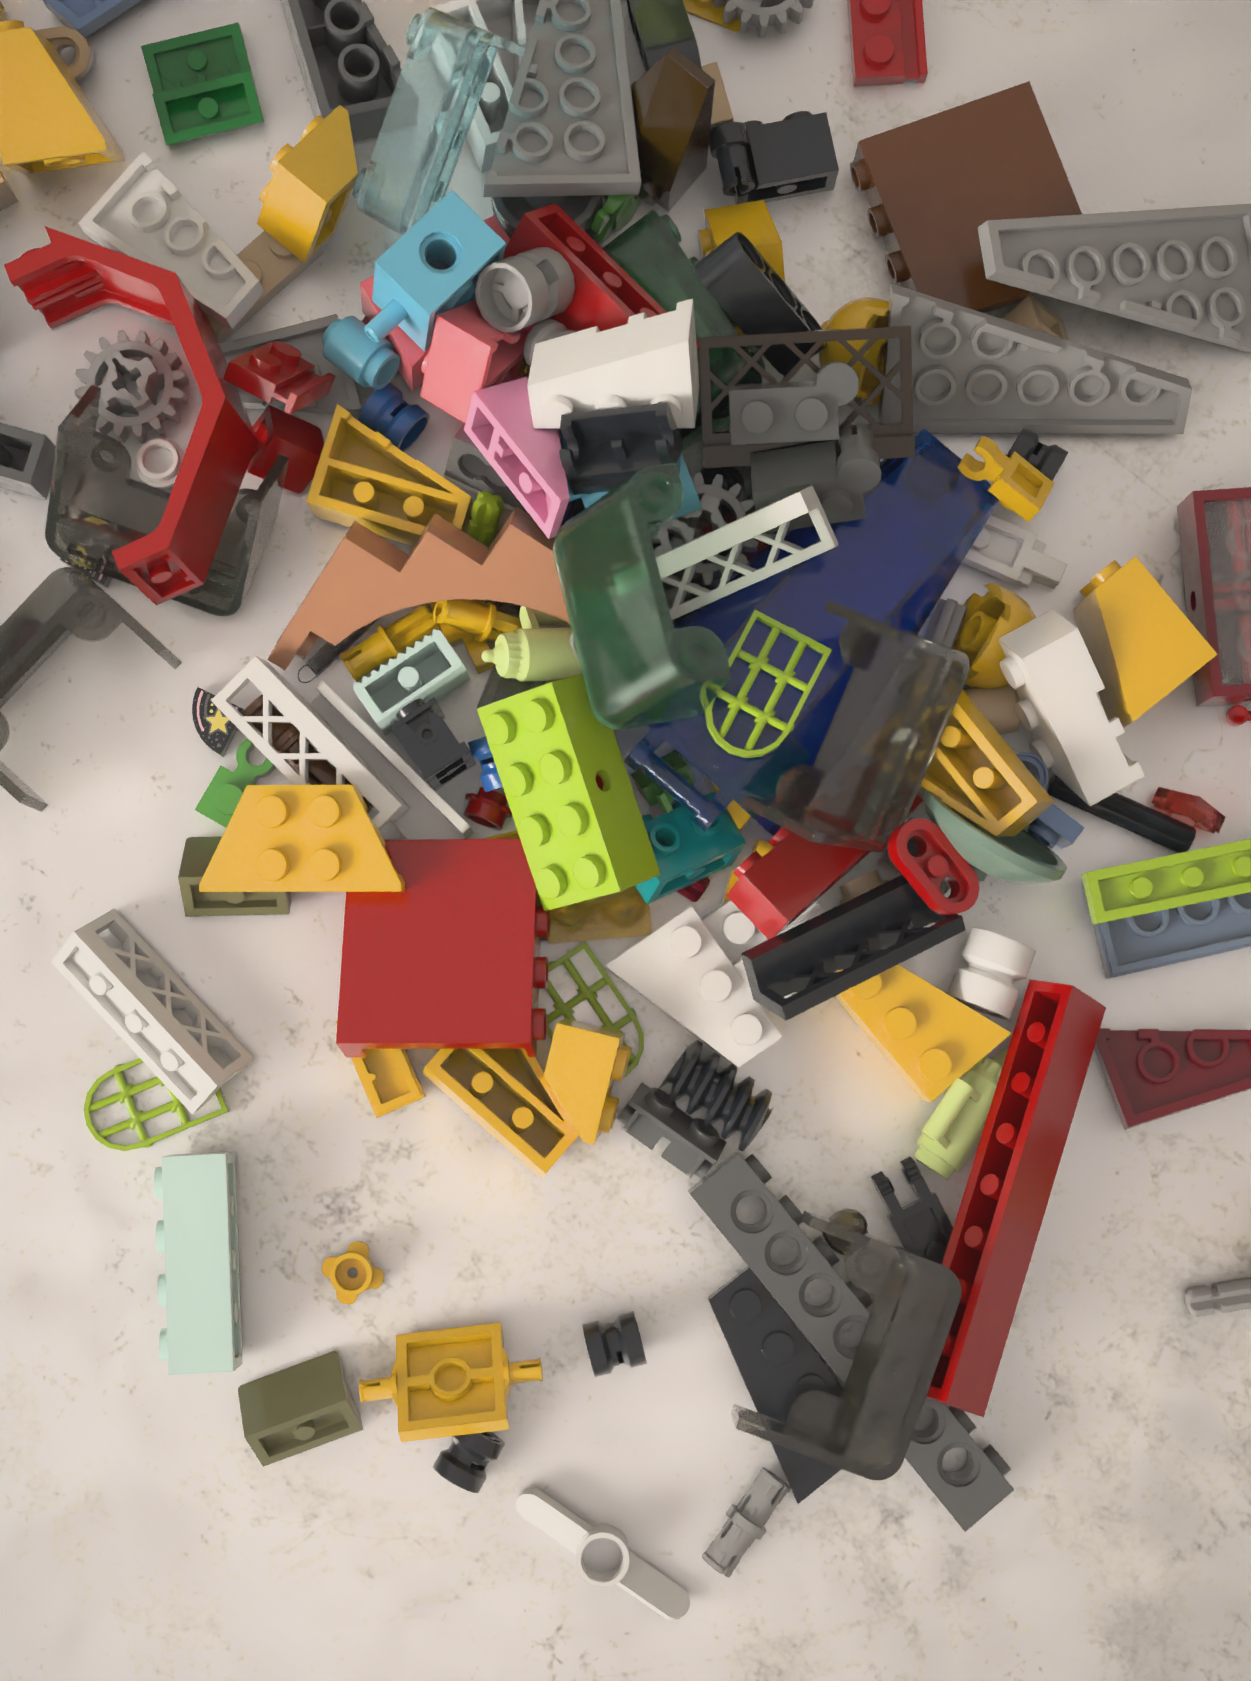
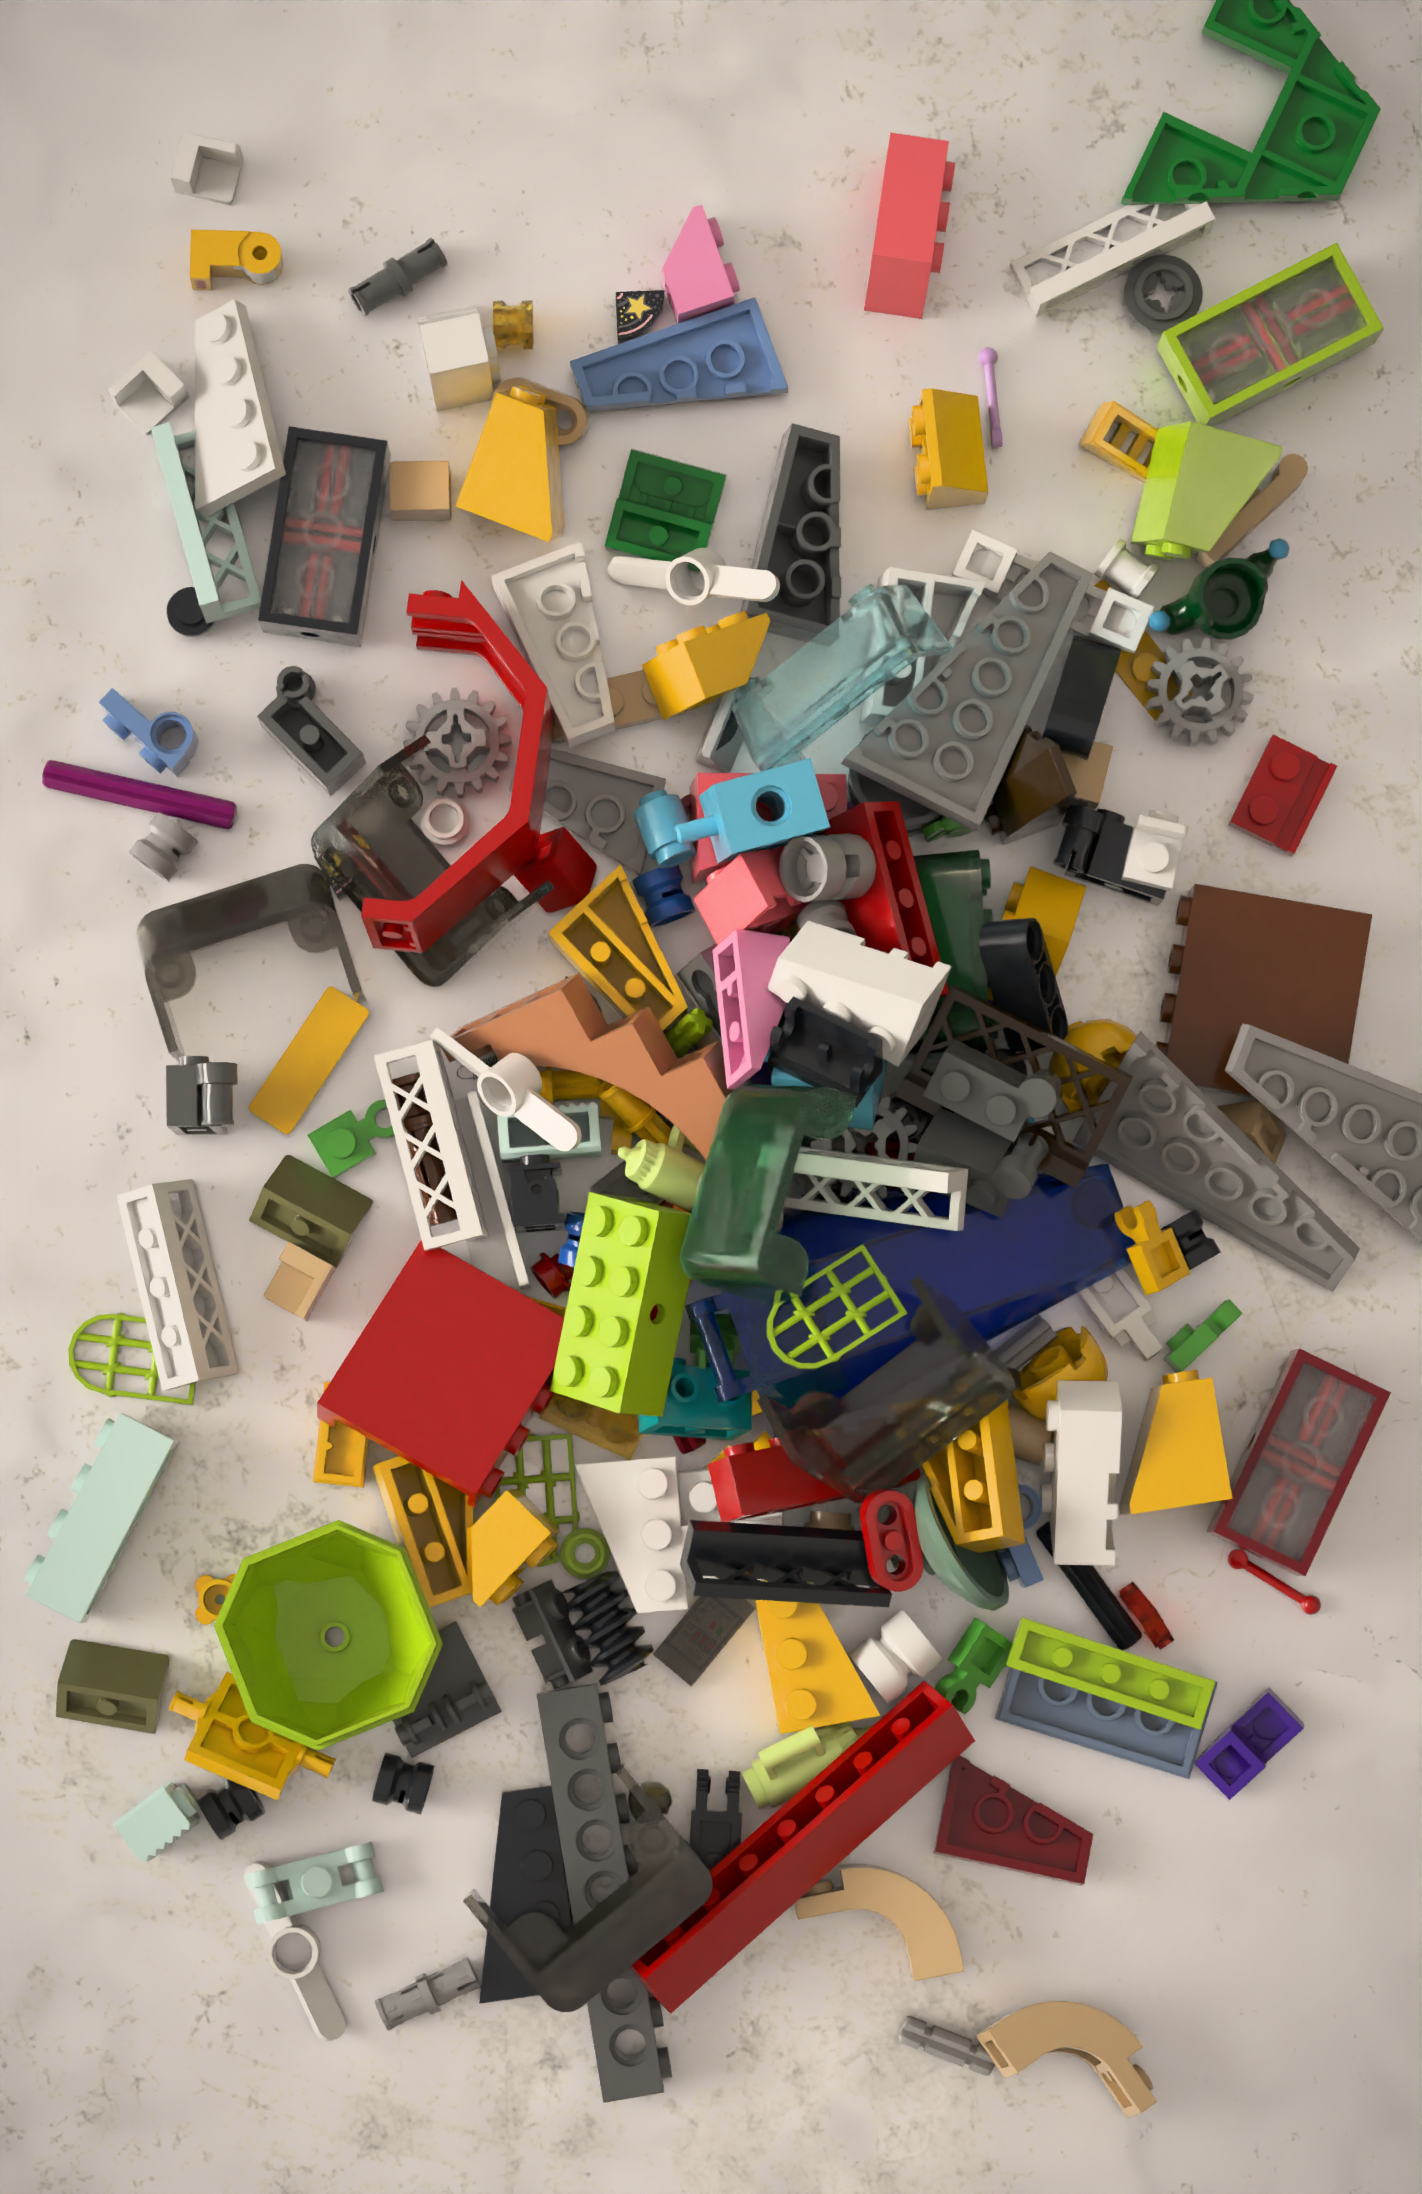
camera: 25 degrees right, 0 degrees up
(71, 827) = (200, 1096): none -> dark grey hinge
(158, 743) = (308, 1060): none -> yellow piece
(211, 723) = (362, 1068): black tile -> none
(238, 131) = (719, 579): none -> white piece
(261, 944) = (299, 1281): none -> tan panel
(278, 374) = (585, 814): red plate -> none
(301, 843) = (381, 1219): yellow wing -> none
(354, 656) = (514, 1089): none -> white piece
(364, 240) = (722, 736): none -> white slope
(410, 1512) = (159, 1820): none -> light aqua brick
(416, 1258) = (279, 1624): none -> lime rock
(585, 1483) = (314, 1883): none -> light aqua plate
(593, 1242) = (452, 1698): none -> dark grey hinge
(671, 1029) = (579, 1569): none -> lime plate
(806, 1054) = (702, 1635): none -> clear smoke tile
(807, 126) = (1154, 850): none -> white bracket
(1065, 935) = (977, 1660): none -> bright green plate
(1088, 547) = (1190, 1342): none -> bright green plate
(1159, 1202) = (923, 1924): none -> tan arch

